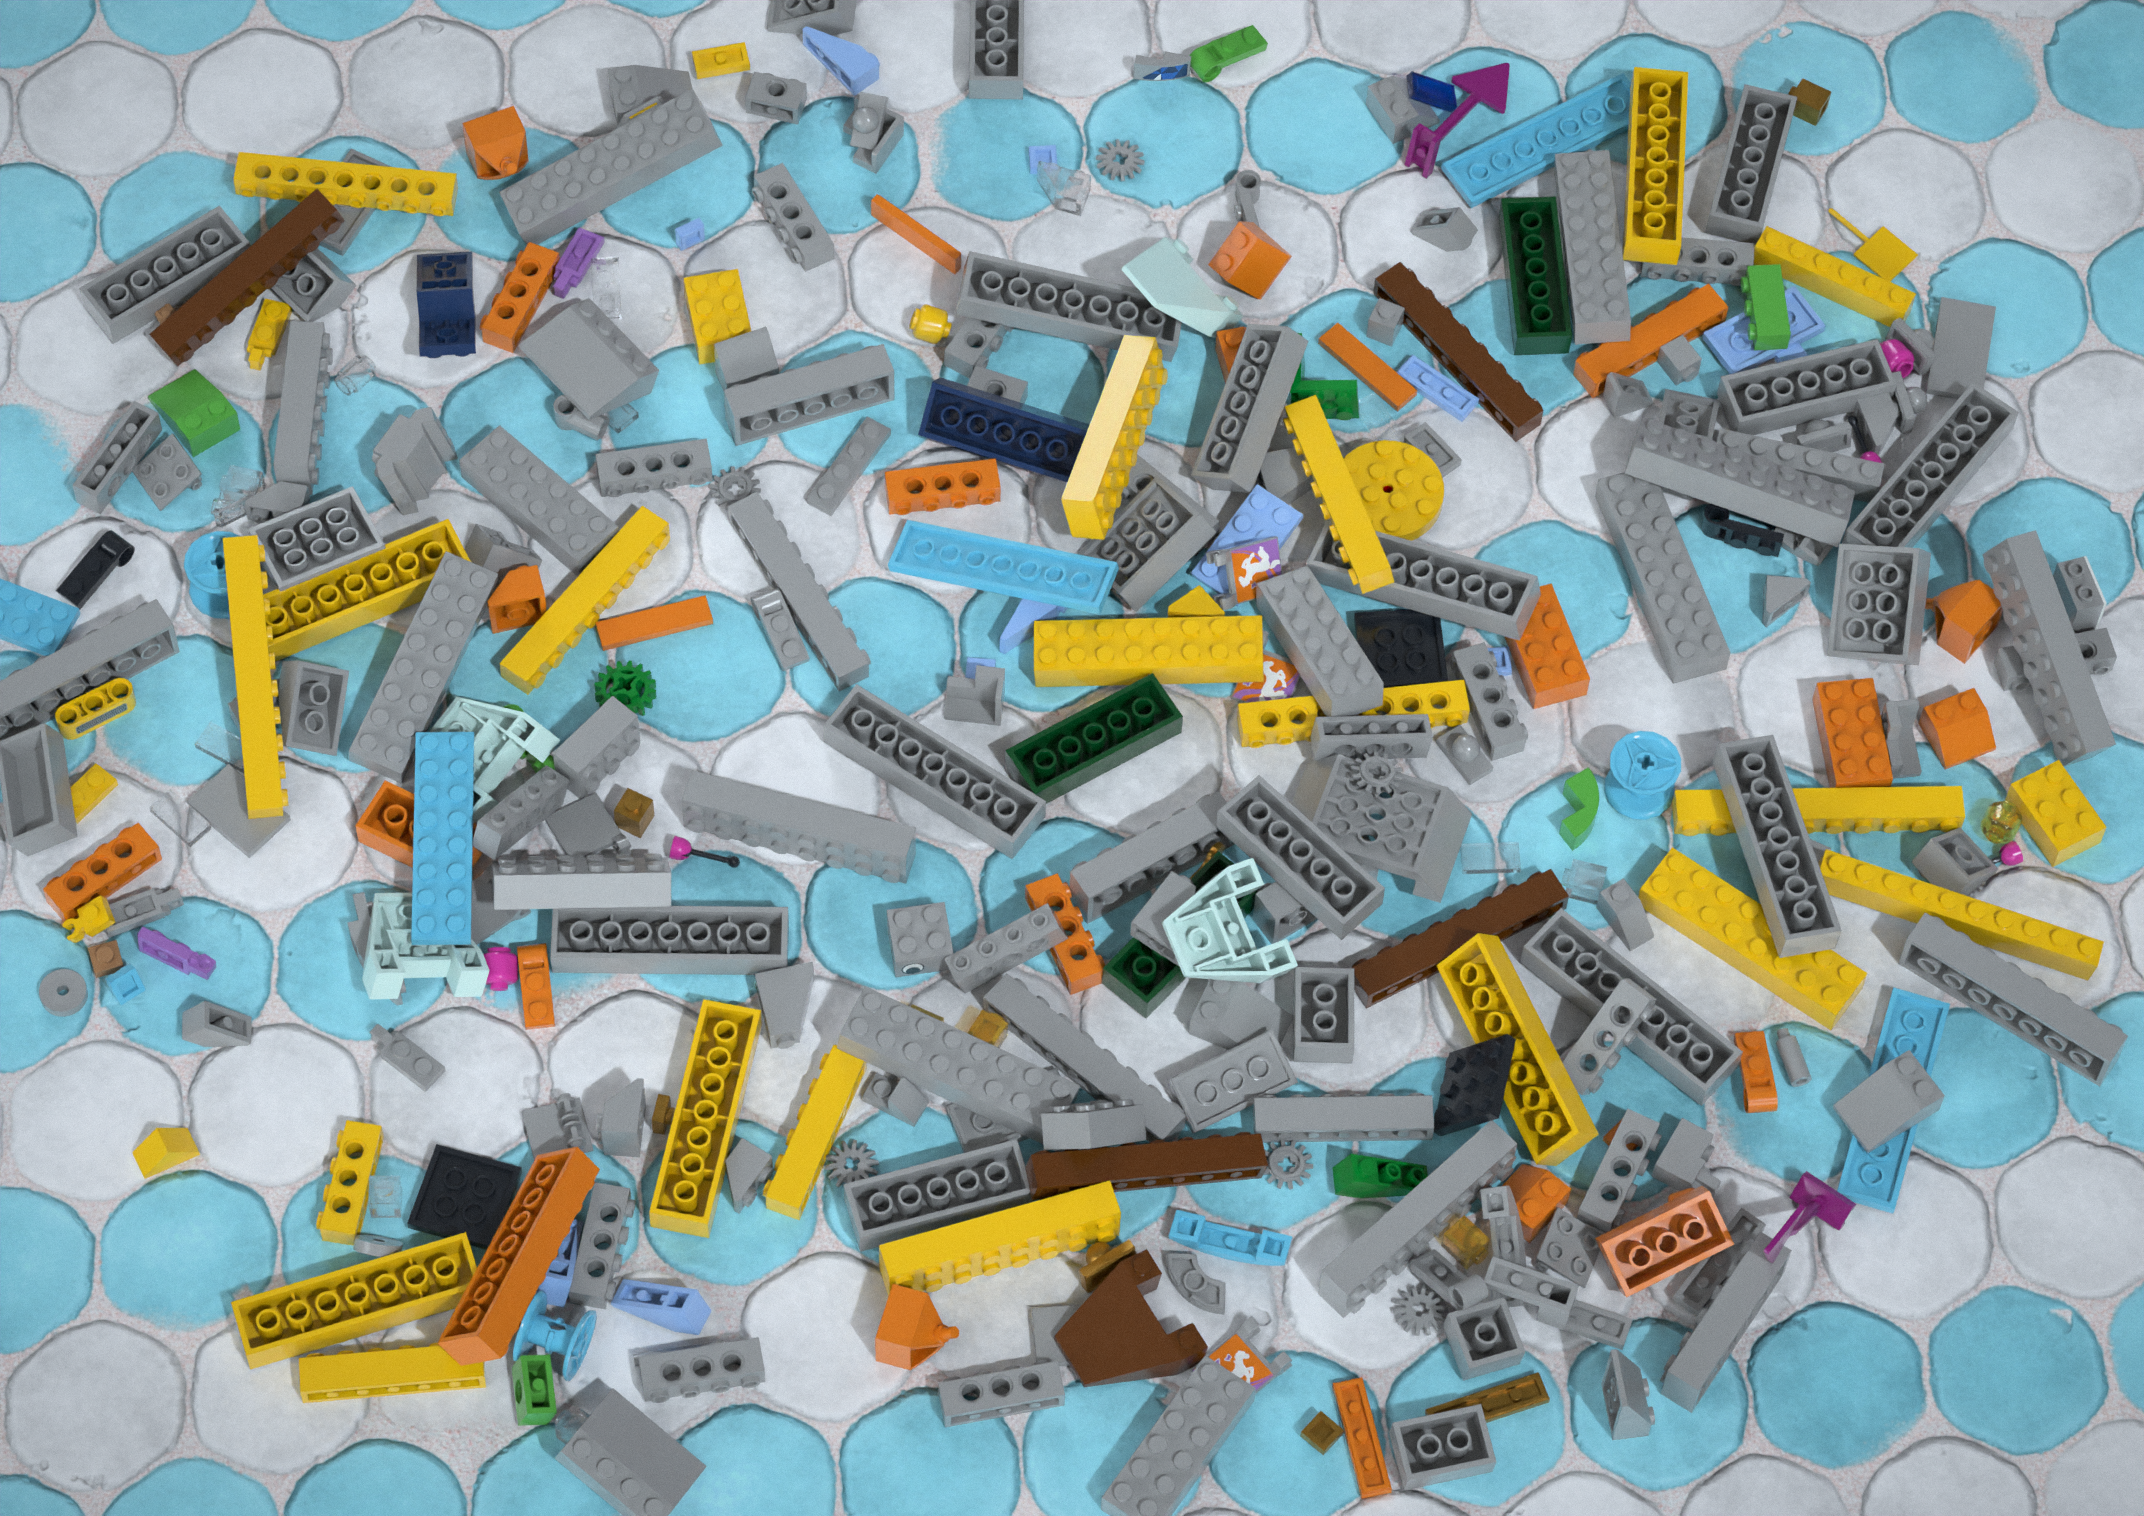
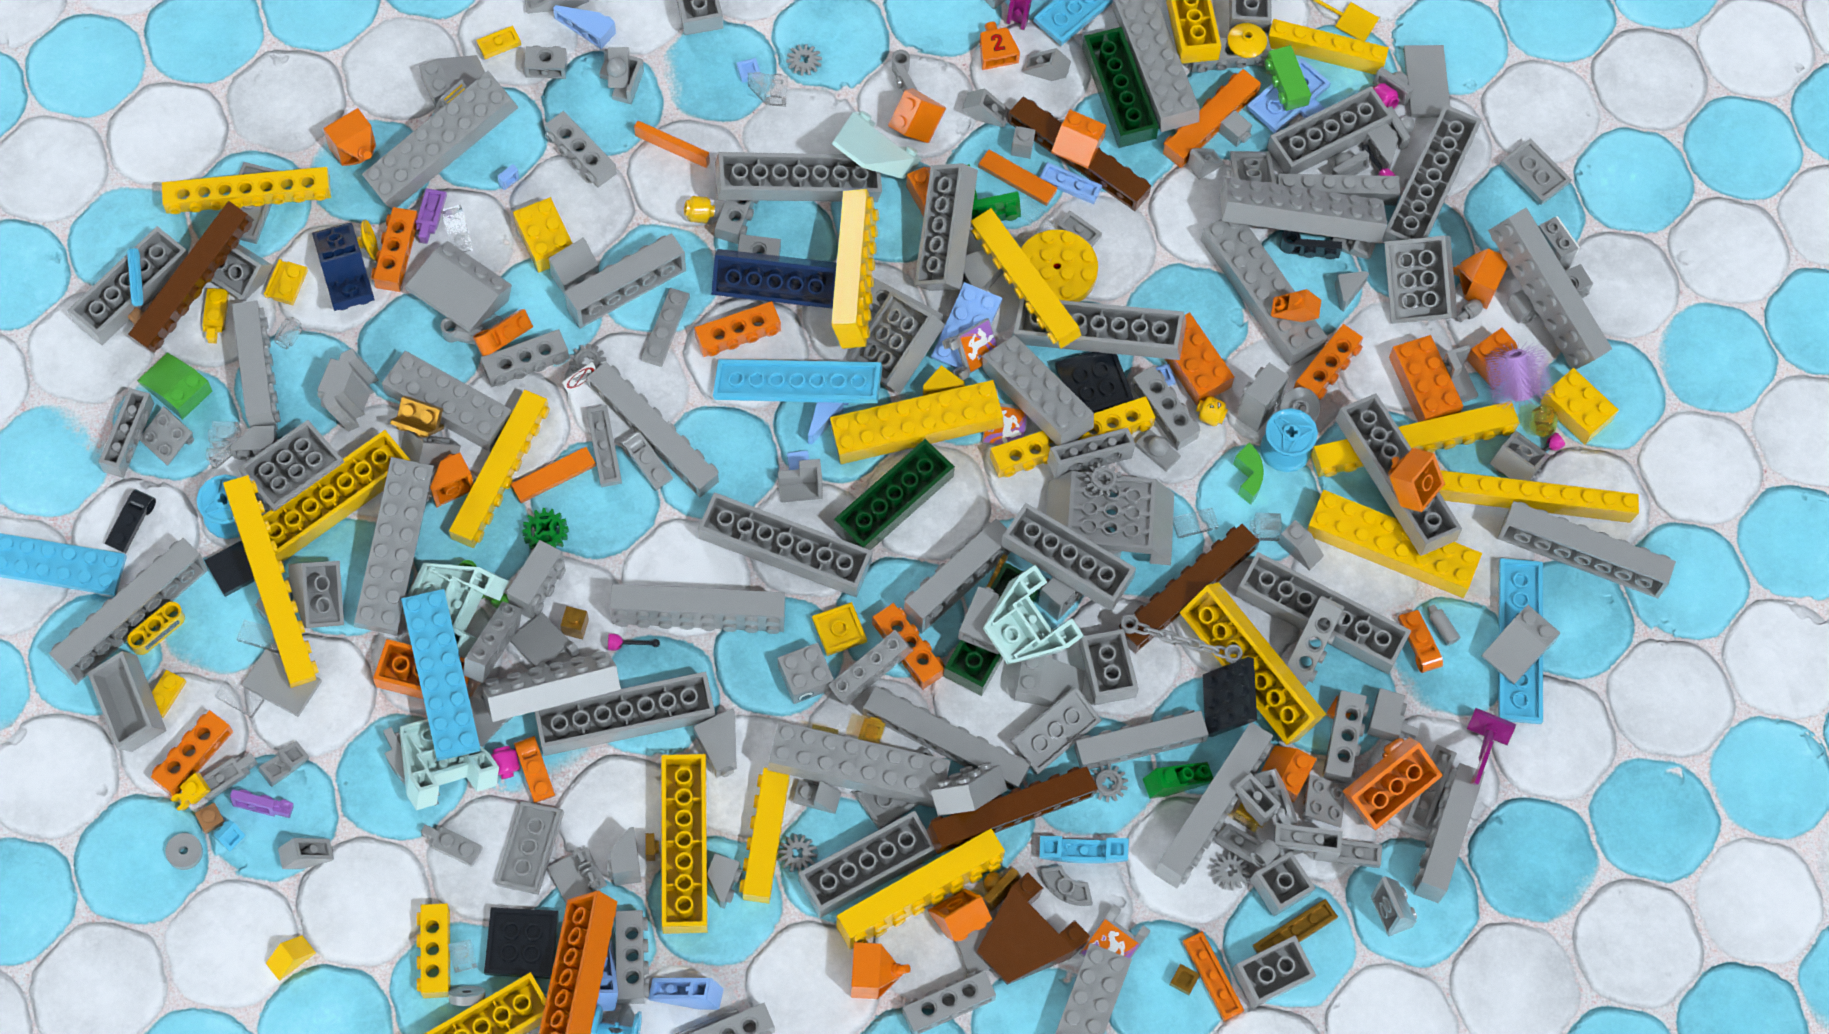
camera: 15 degrees left, 5 degrees up
(175, 263) = (135, 277): none -> medium azure axle
(208, 655) = (231, 568): none -> black tile
(217, 912) = (284, 763): none -> light grey slope
(368, 311) = (286, 282): none -> yellow plate
(487, 276) = (368, 240): none -> yellow dish
(495, 512) = (418, 417): none -> pearl gold bracket
(505, 1082) = (529, 847): none -> light grey tile
(633, 429) = (503, 333): none -> orange plate
(716, 505) = (578, 378): none -> sticker
(729, 599) = (604, 446): none -> light grey plate
(979, 893) = (839, 629): none -> yellow plate
(1045, 1286) = (961, 915): none -> orange slope
(1347, 268) = (986, 108): none -> light grey slope
(1383, 193) = (997, 47): none -> orange torso
(1459, 330) = (1079, 138): none -> slope
(1474, 1220) = (1257, 799): none -> light grey slope
(1487, 1024) = (1231, 649): none -> light grey piece
(1550, 718) = (1212, 411): none -> yellow head
(1620, 709) = (1262, 396): none -> light grey brick
(1680, 725) = (1302, 396): none -> light grey dish
(1696, 602) = (1296, 306): none -> orange slope
(1723, 256) = (1245, 46): none -> yellow dish
(1753, 661) = (1343, 339): none -> orange brick
(1792, 851) = (1416, 479): none -> orange piece
(1940, 659) = (1470, 310): none -> light grey cylinder
(1977, 752) = (1519, 375): none -> lavender piece
(2079, 496) = (1536, 171): none -> light grey plate

